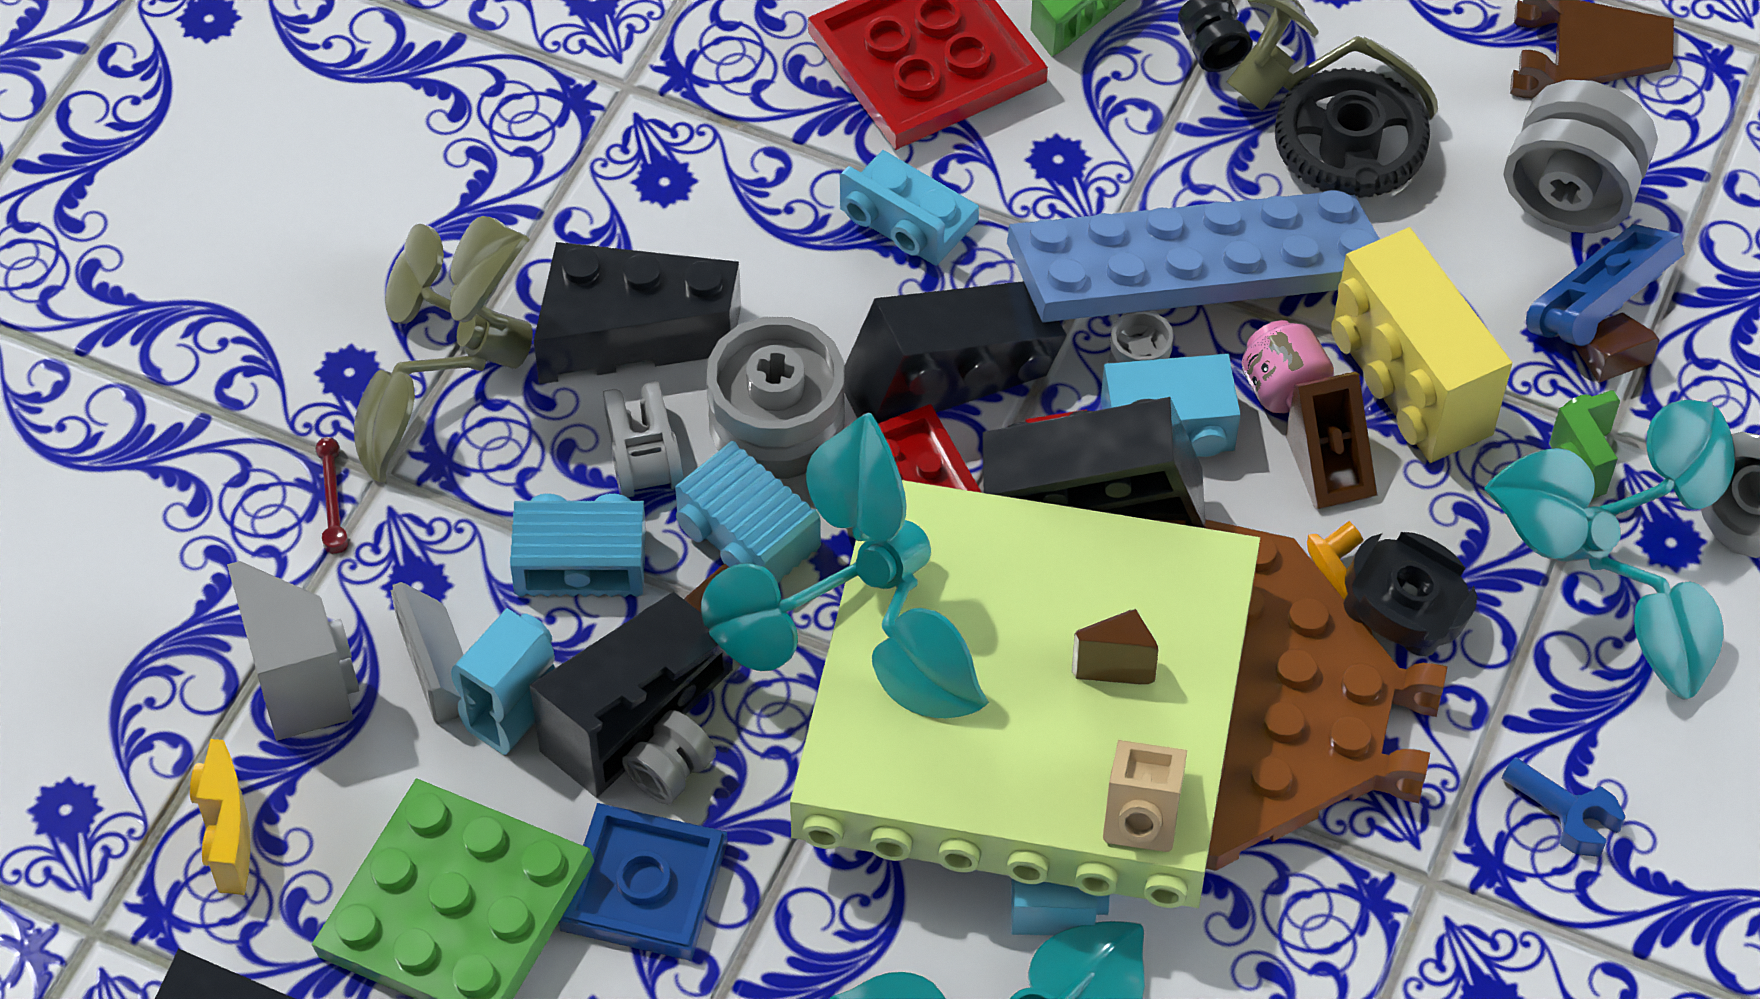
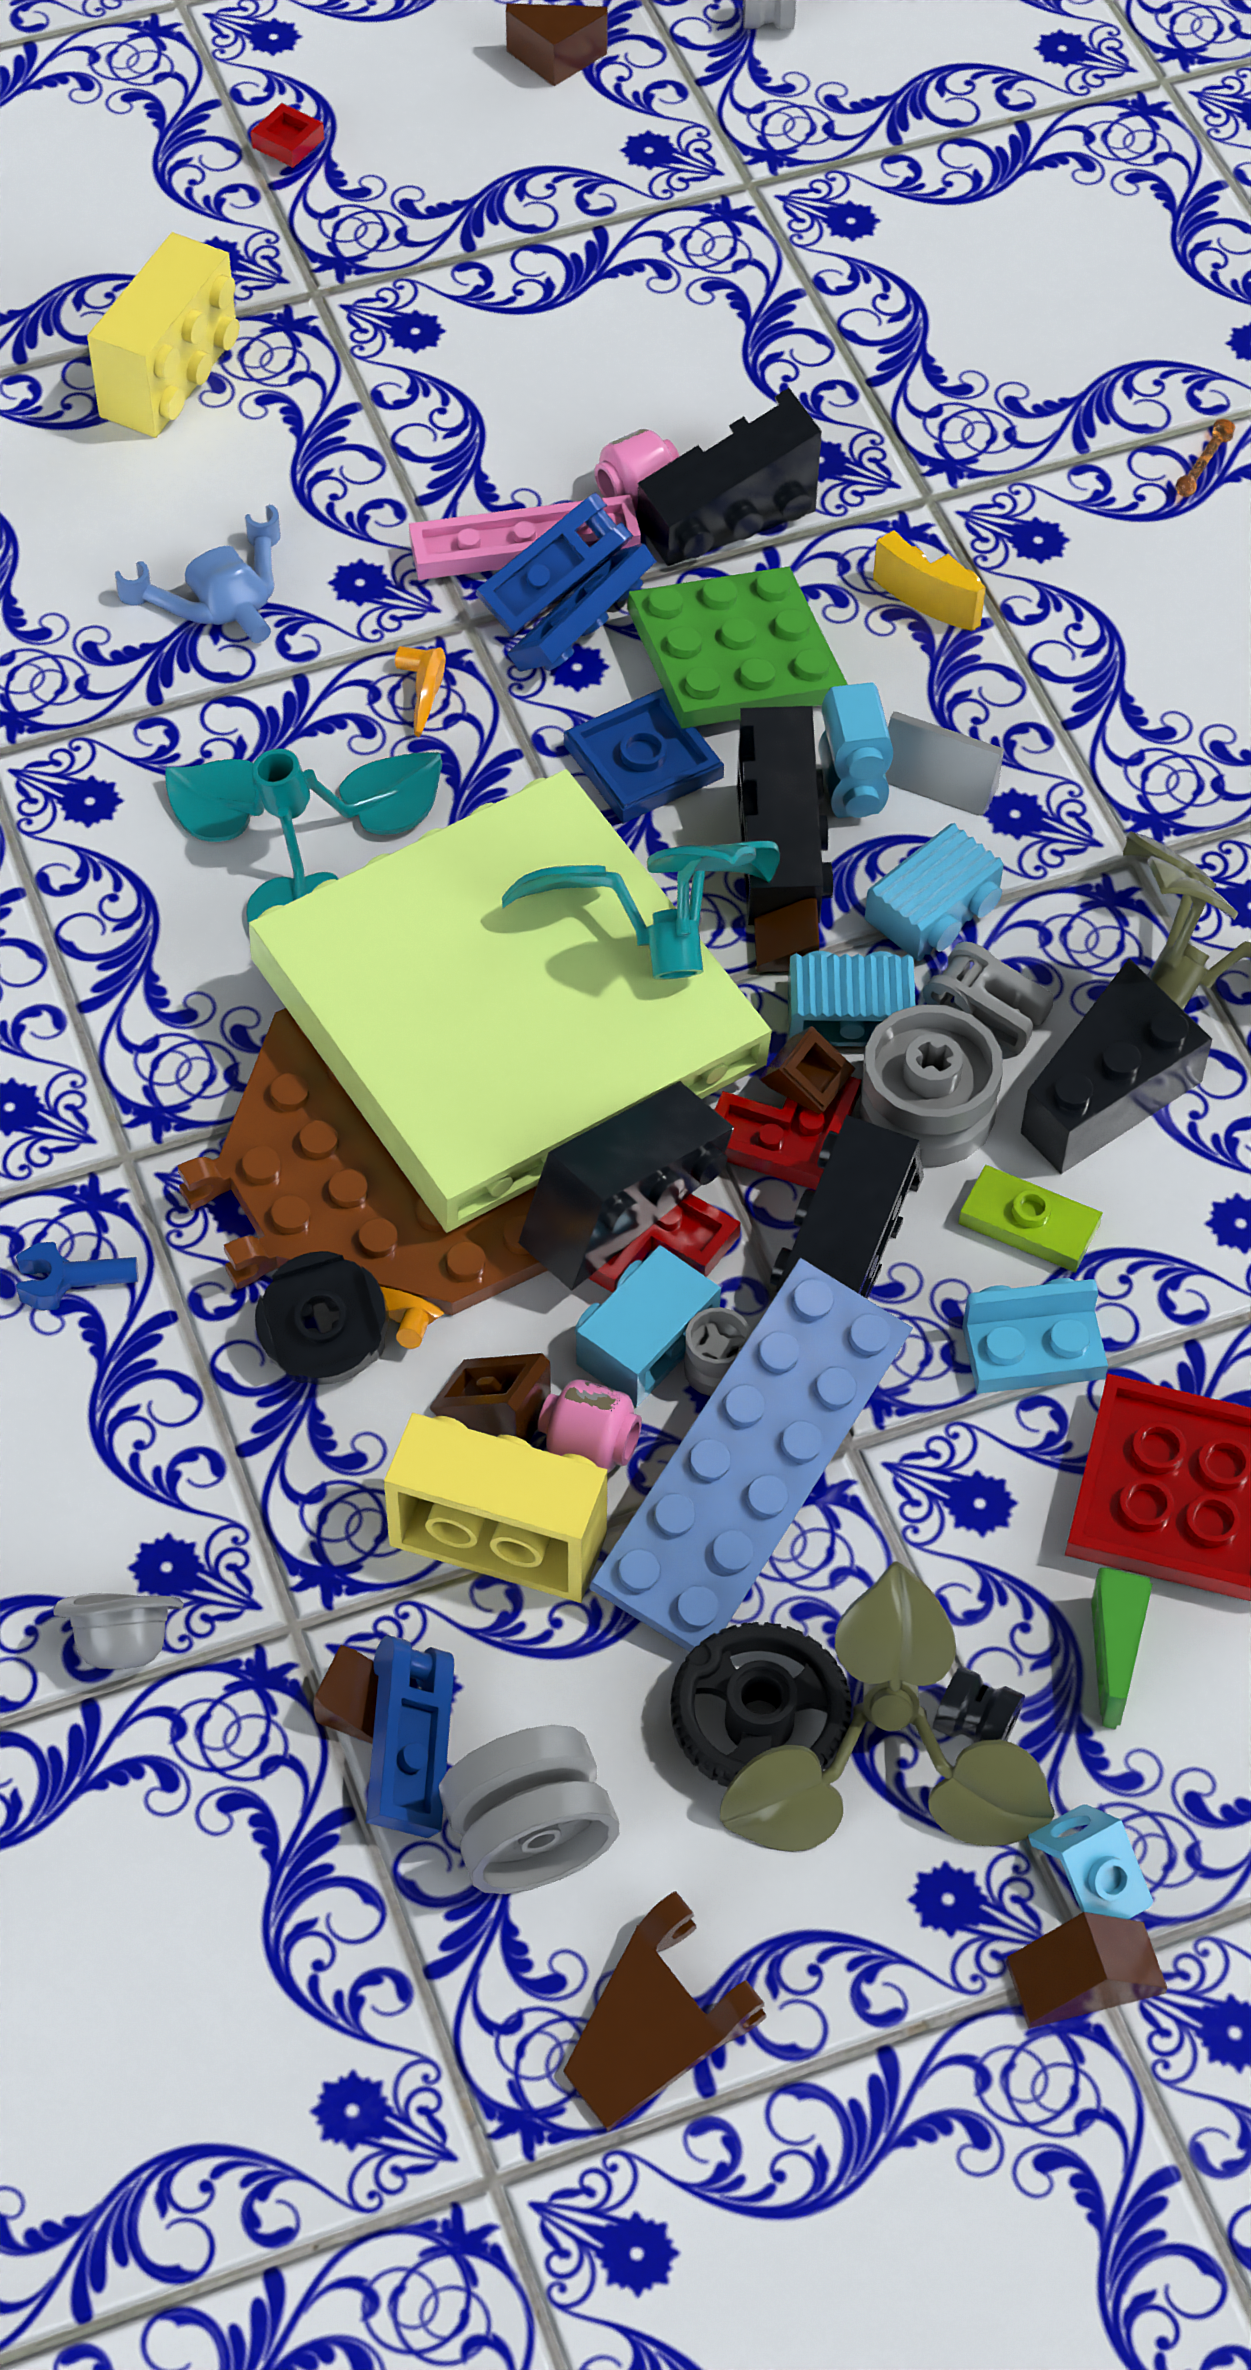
camera: 135 degrees right, 0 degrees up
(296, 652) = (1014, 664): light grey slope -> none
(334, 537) = (1104, 795): dark red hinge -> none
(669, 757) = (706, 806): light grey wheel -> none
(808, 279) = (1030, 1218): none -> lime plate
(1116, 651) = (447, 999): reddish brown slope -> none
(1144, 796) = (334, 920): tan bracket -> none
(1549, 509) = (181, 1538): teal plant -> none
(1582, 429) = (300, 1558): bright green bracket -> none

